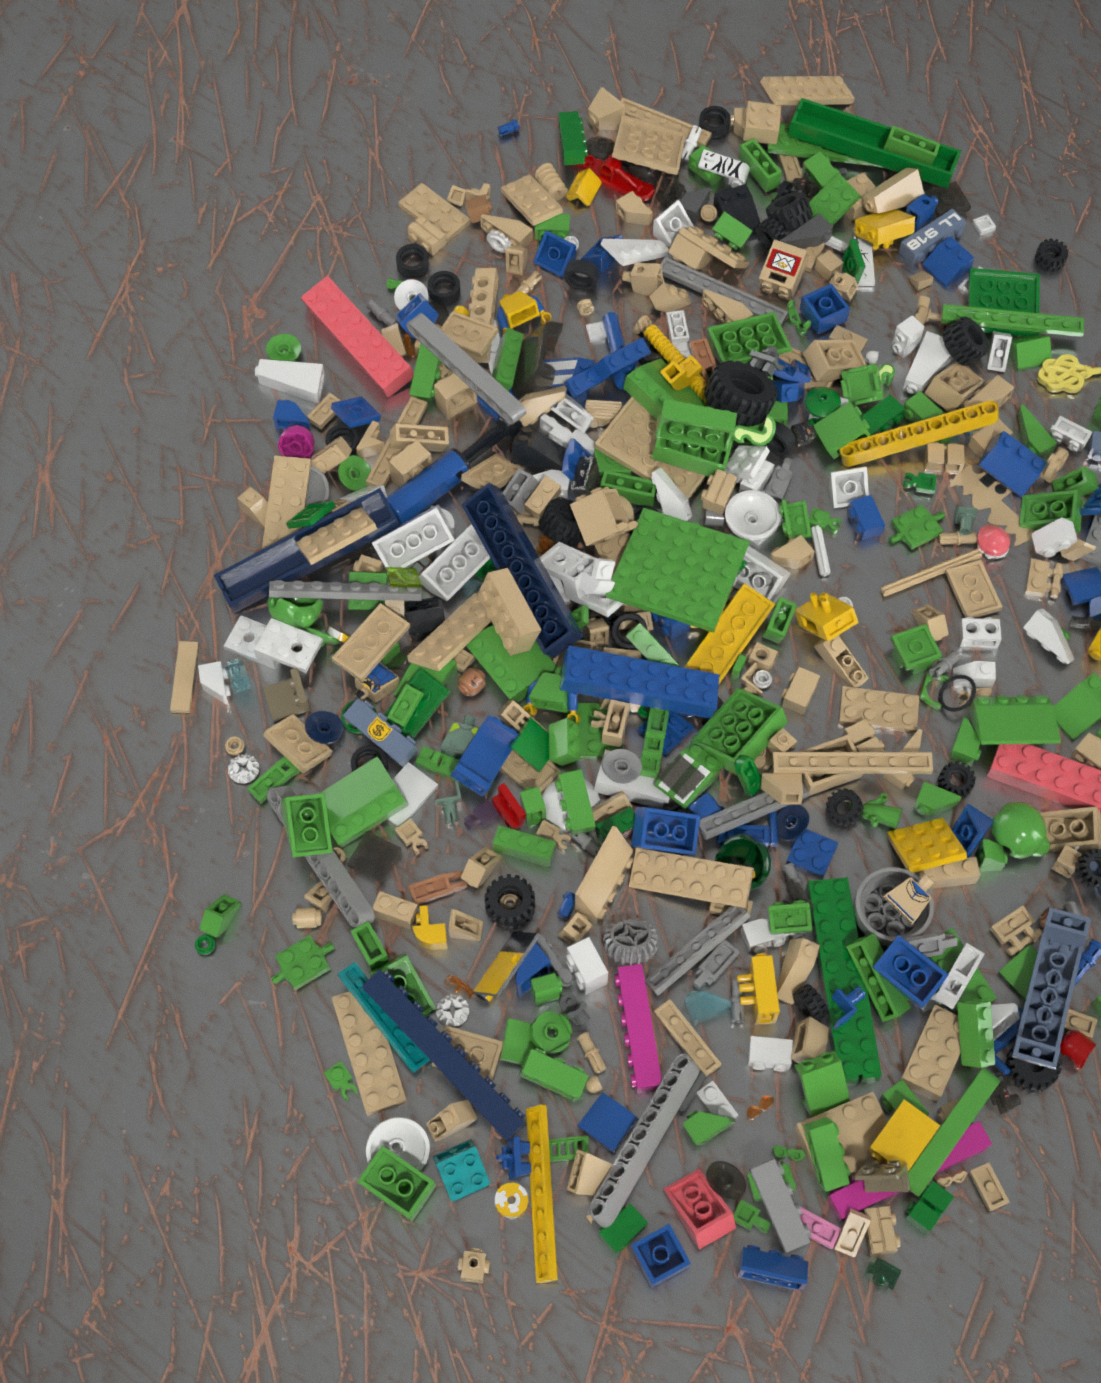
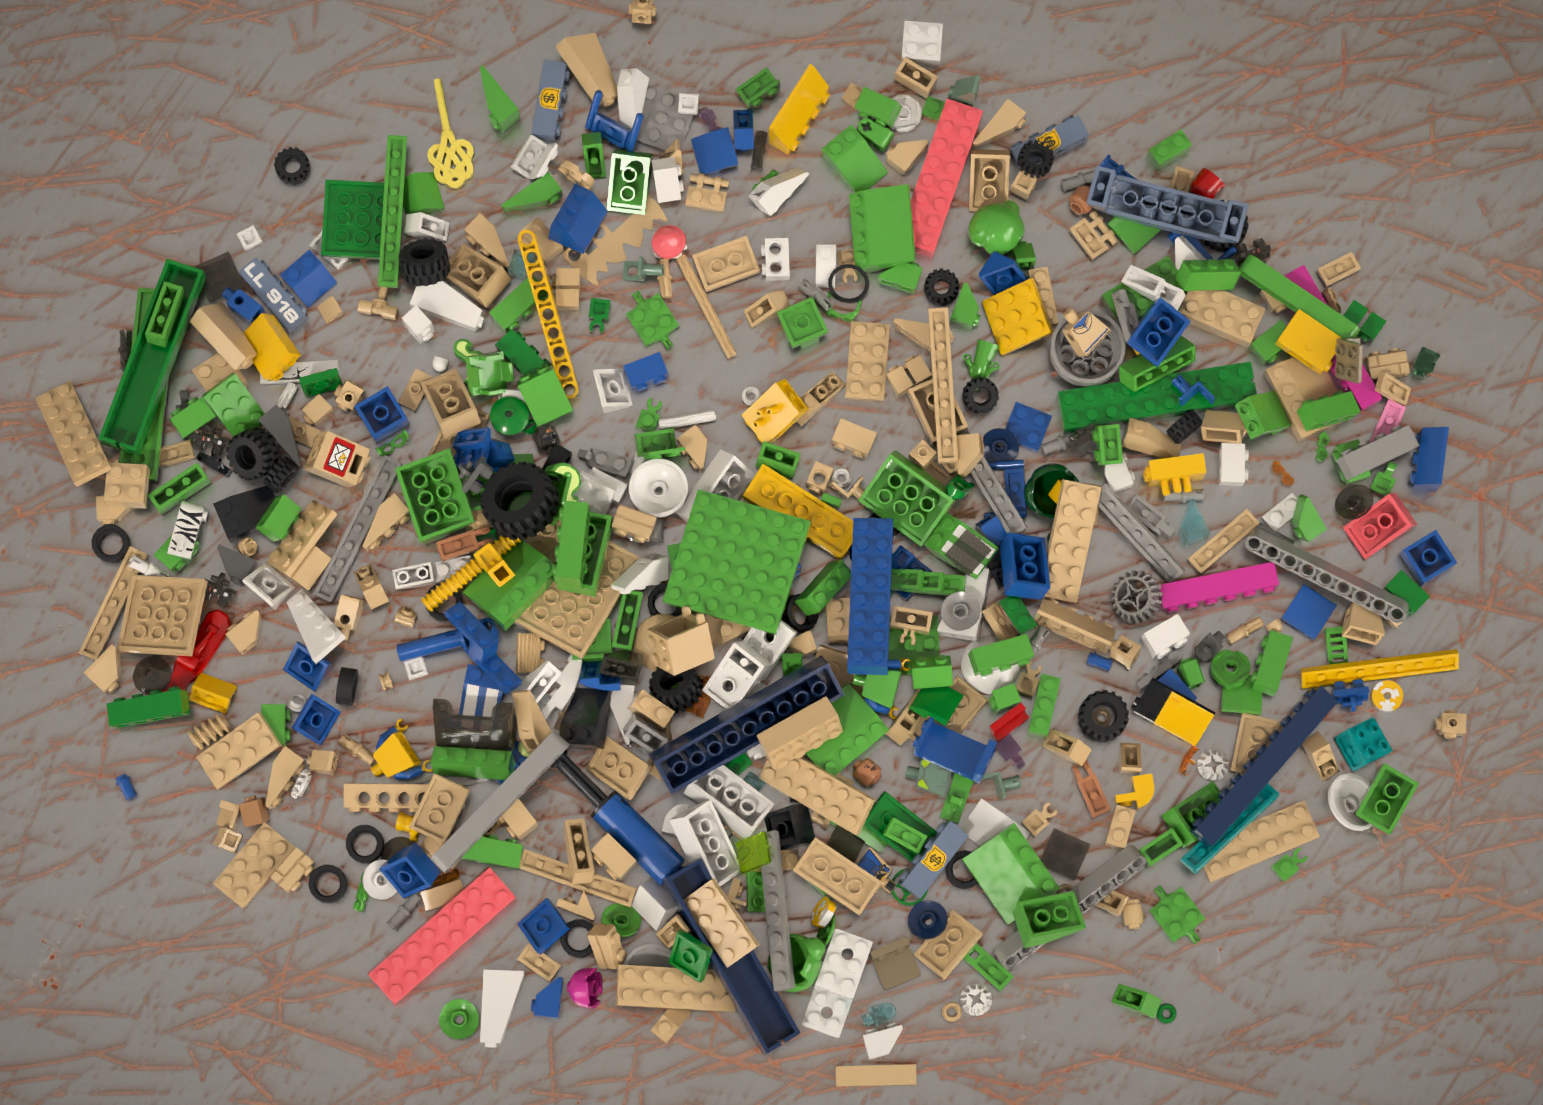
camera: 95 degrees left, 15 degrees up
(599, 580) = (762, 642): white brick -> none

